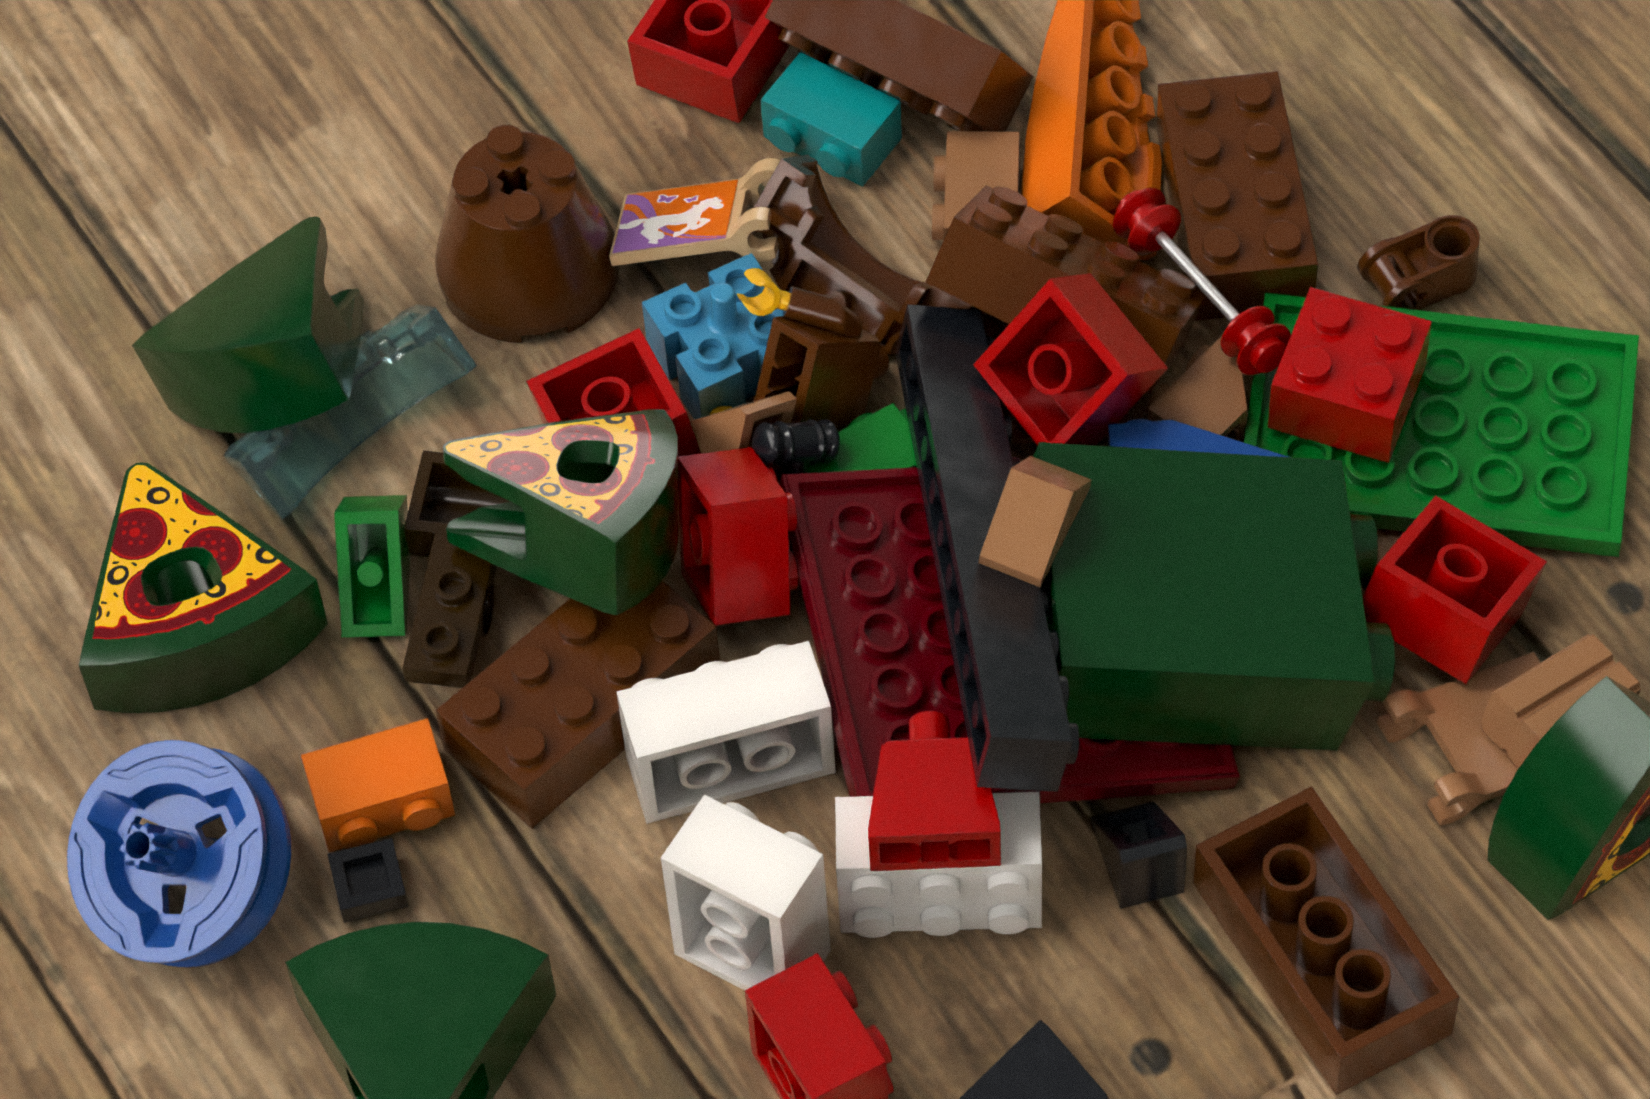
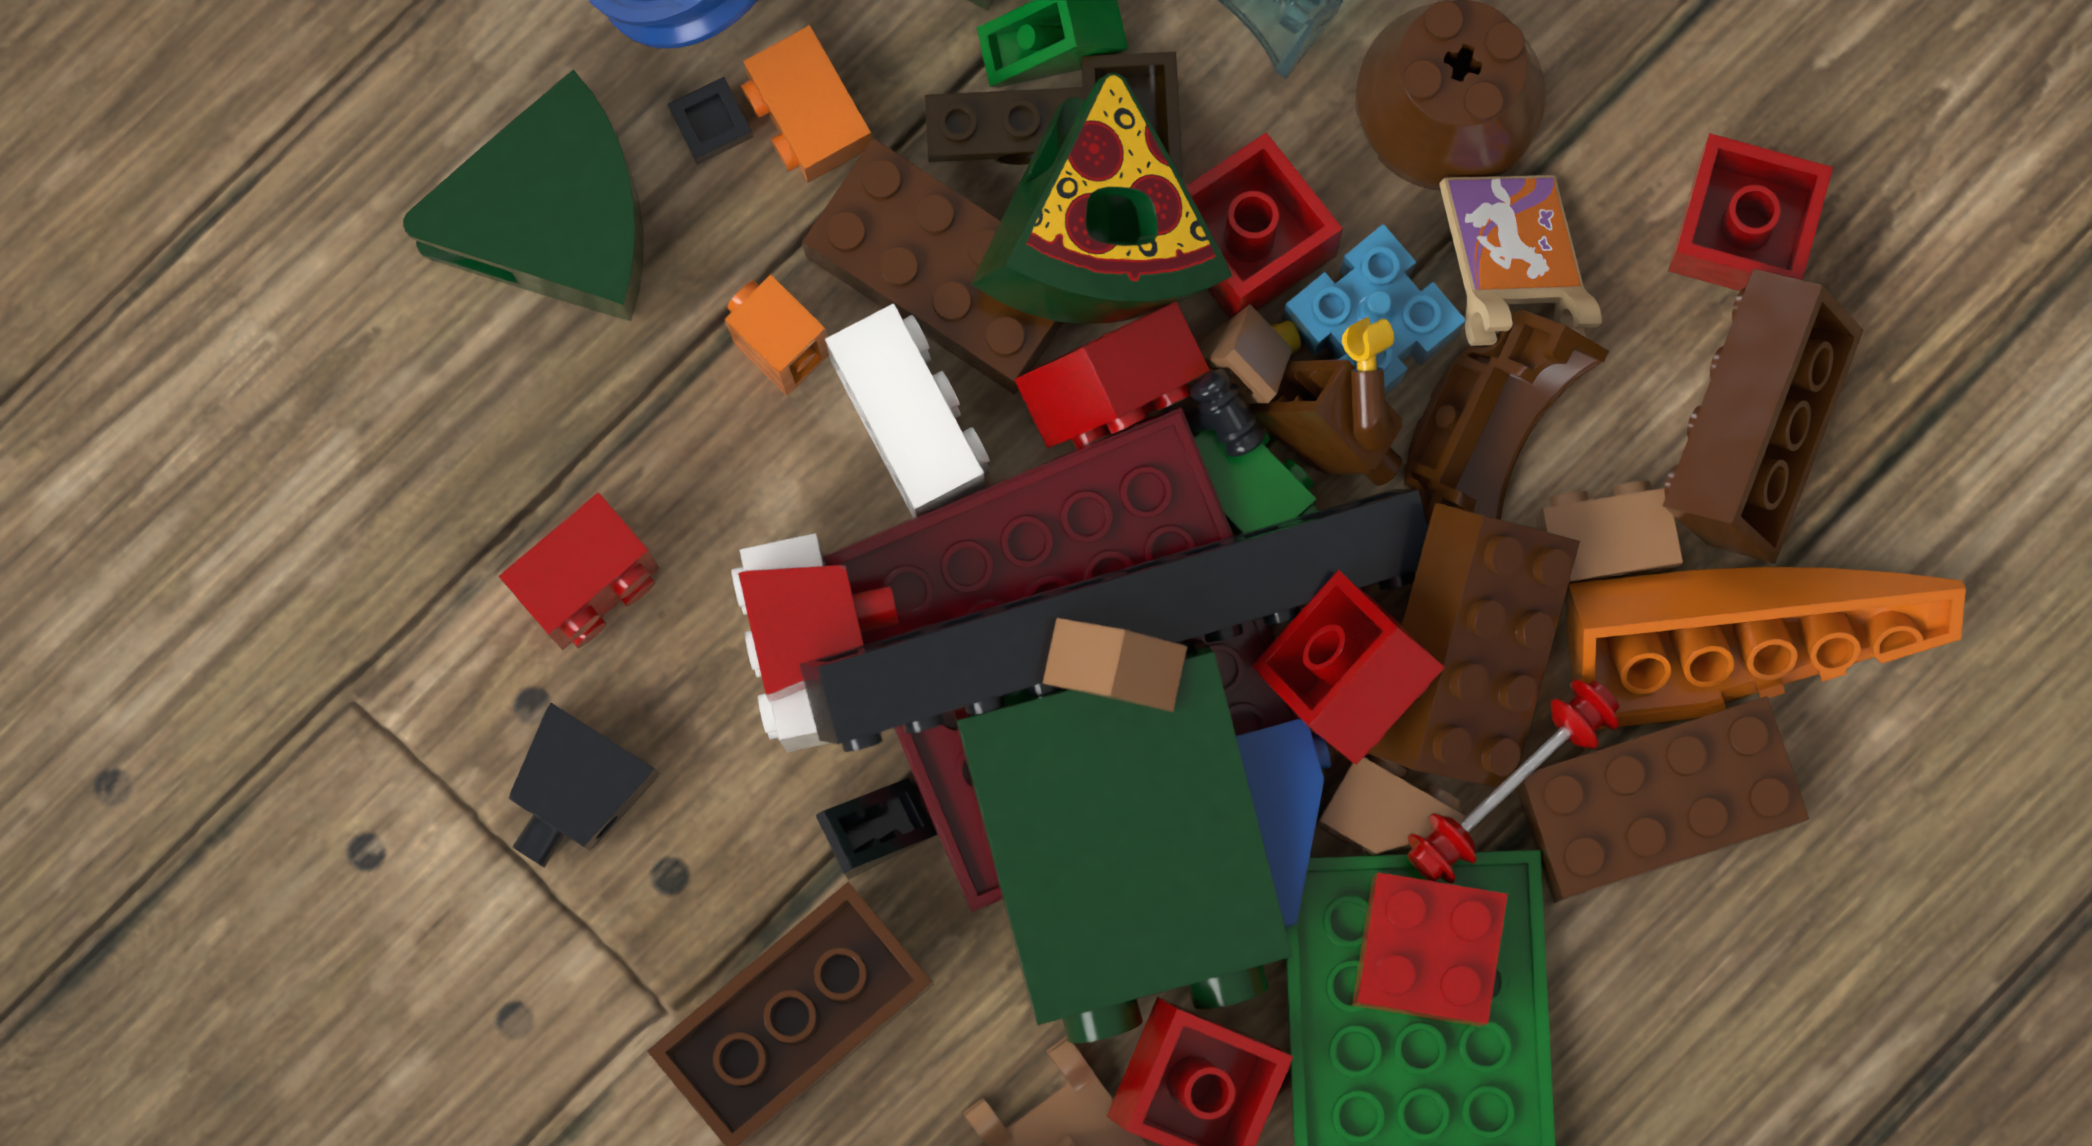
camera: 75 degrees right, 25 degrees up
(612, 833) = (776, 333): none -> orange brick
(744, 895) = (708, 474): white brick -> none
(831, 119) = (1675, 361): teal brick -> none
(1415, 268) = (1606, 1002): reddish brown piece -> none

